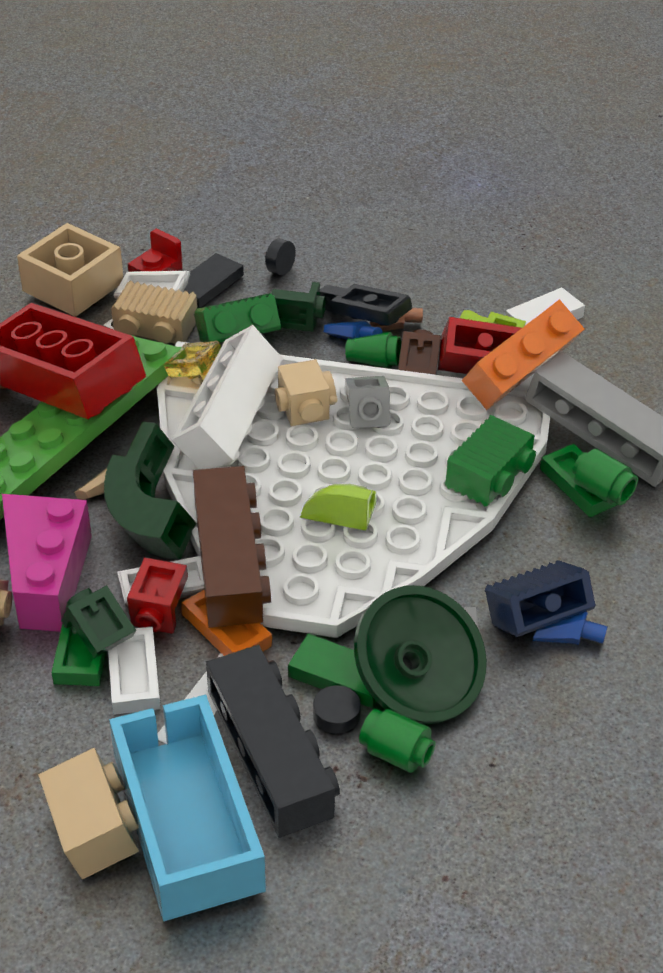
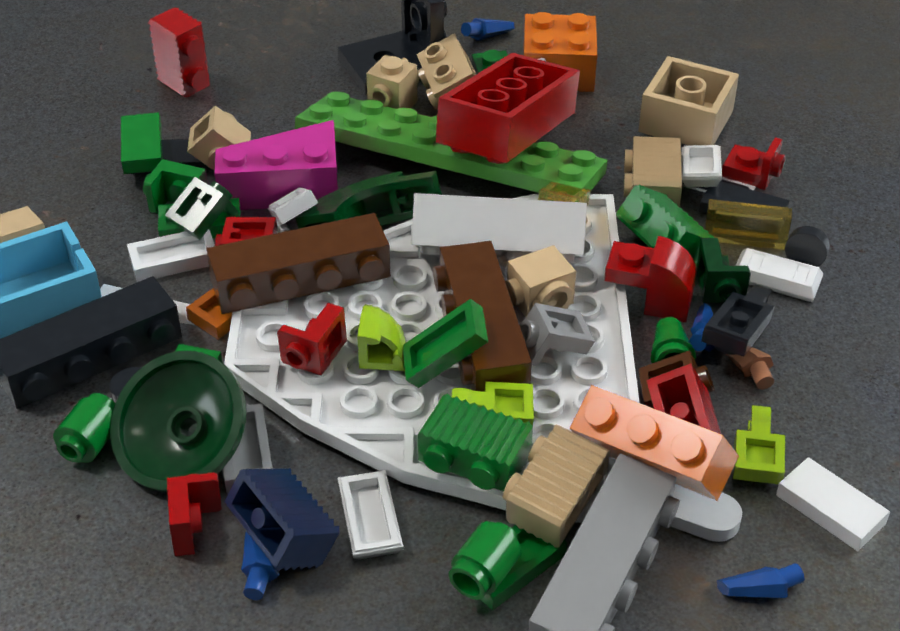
camera: 80 degrees right, 0 degrees up
(27, 650) = (169, 182): none -> green bracket
(124, 546) = (292, 205): none -> white tile
(243, 275) = (748, 223): none -> clear yellow tile
(300, 277) = (781, 274): none -> white tile
(303, 333) = (664, 271): none -> red brick
(341, 433) = (475, 274): none -> reddish brown brick
(345, 539) = (318, 344): none -> red bracket
(383, 450) = (444, 343): none -> green tile
(442, 439) = (503, 397): none -> lime plate
(518, 669) = (187, 501): none -> red bracket
(523, 553) = (370, 515): none -> white tile
(555, 425) = (555, 485): none -> tan brick
(614, 359) = (763, 582): none -> blue bar

